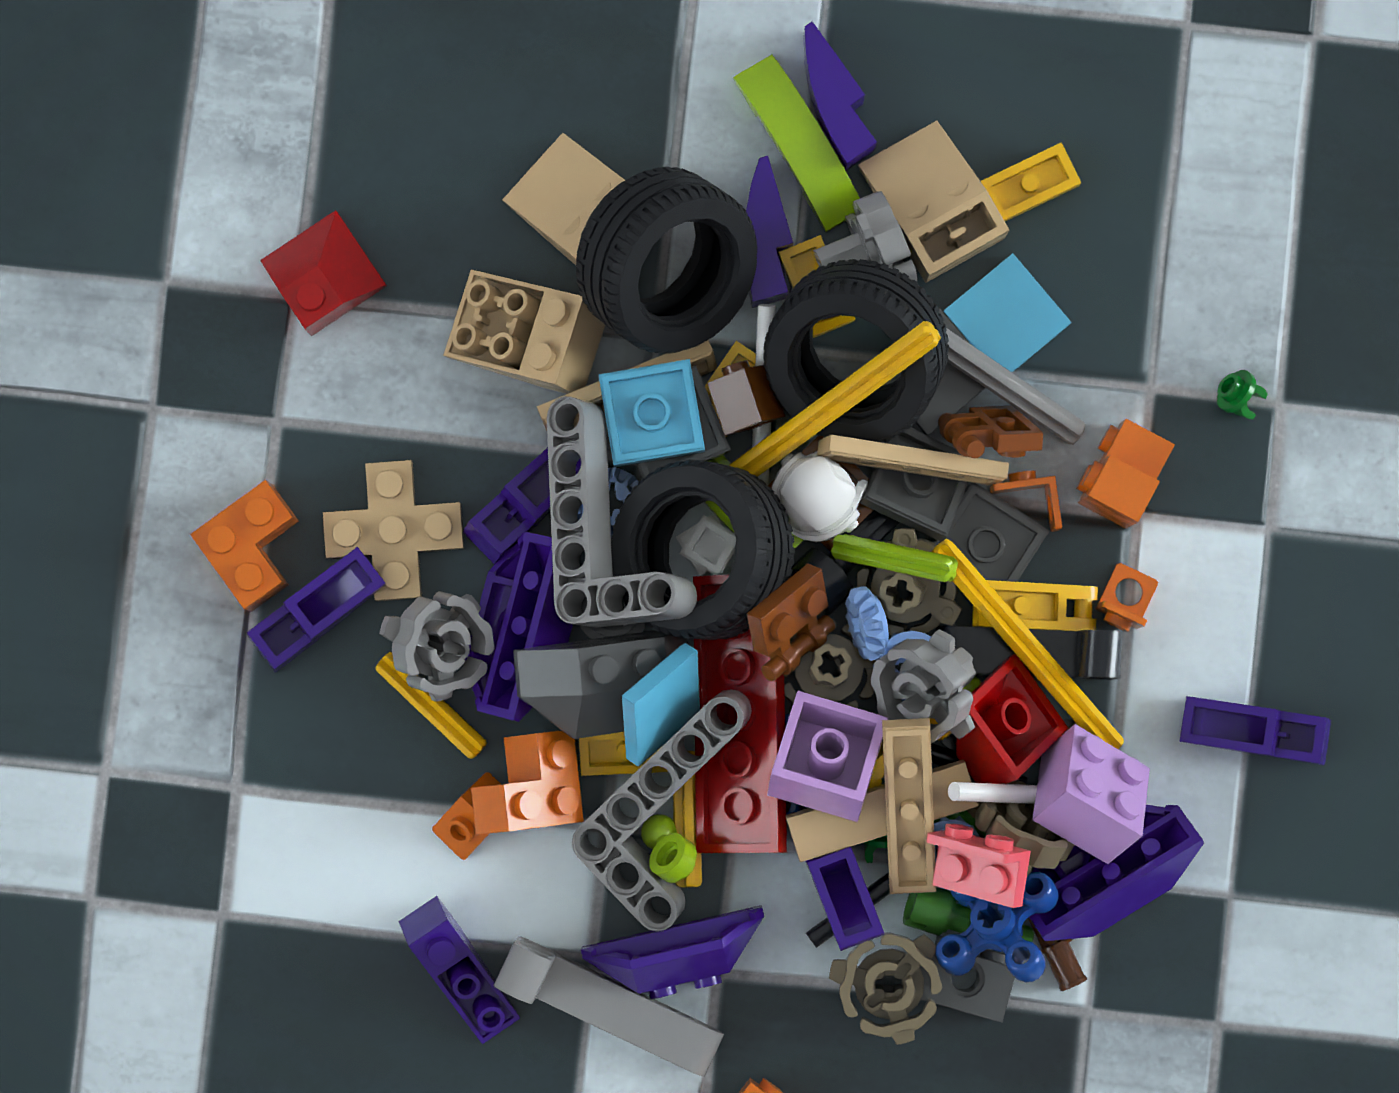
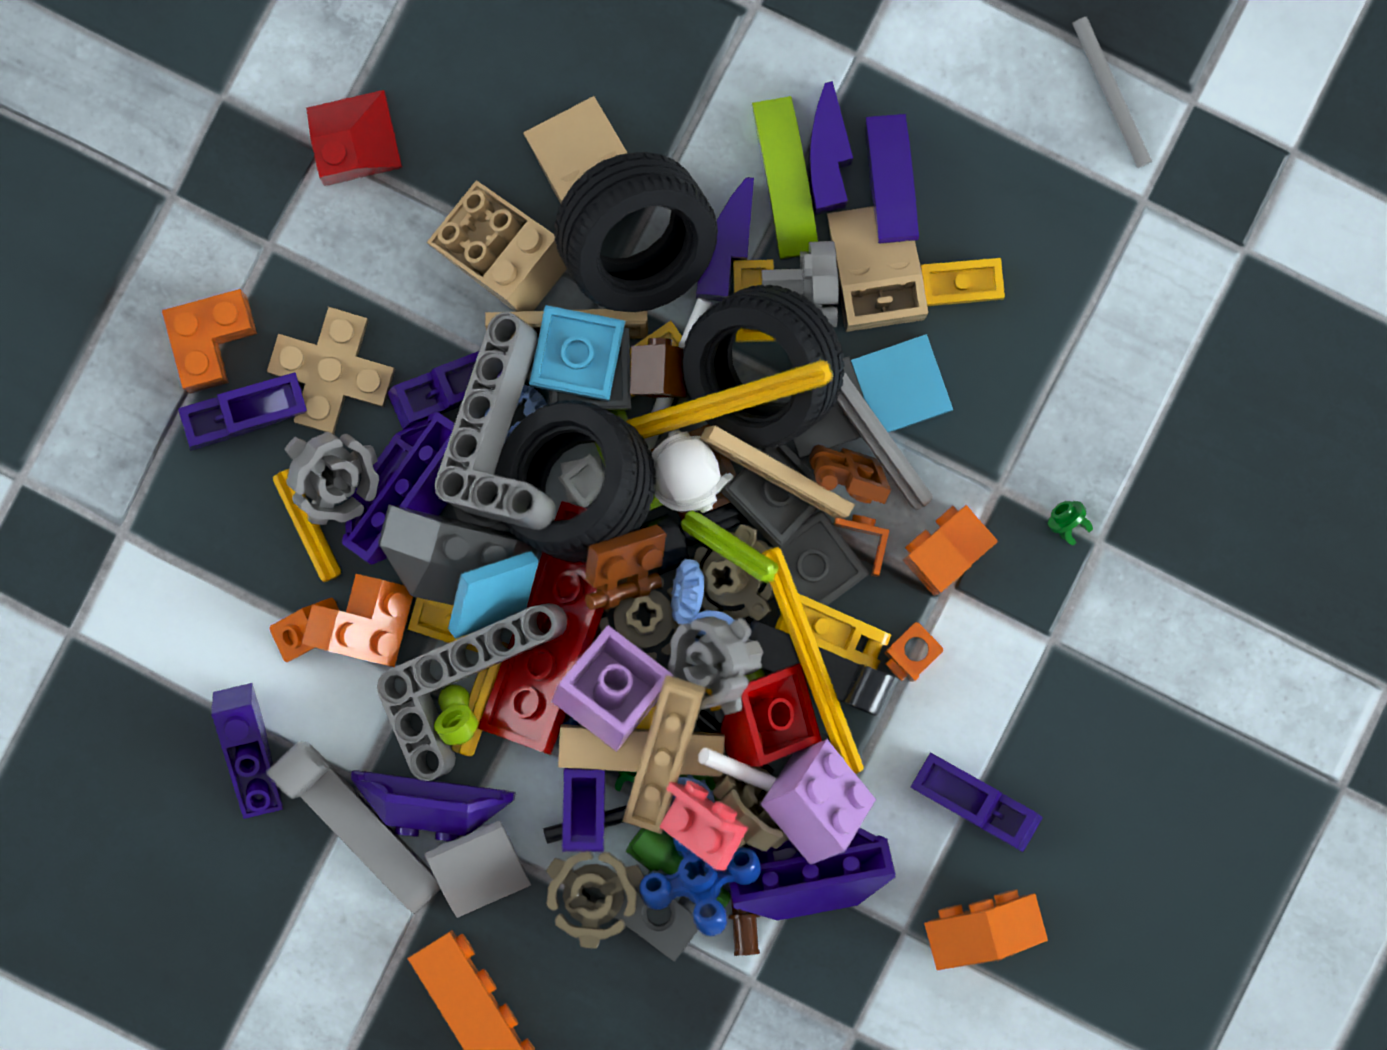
camera: 15 degrees right, 0 degrees up
(754, 1002) = (477, 868): none -> light grey slope
(913, 101) = (891, 178): none -> dark purple slope
(1320, 865) = (986, 930): none -> orange brick

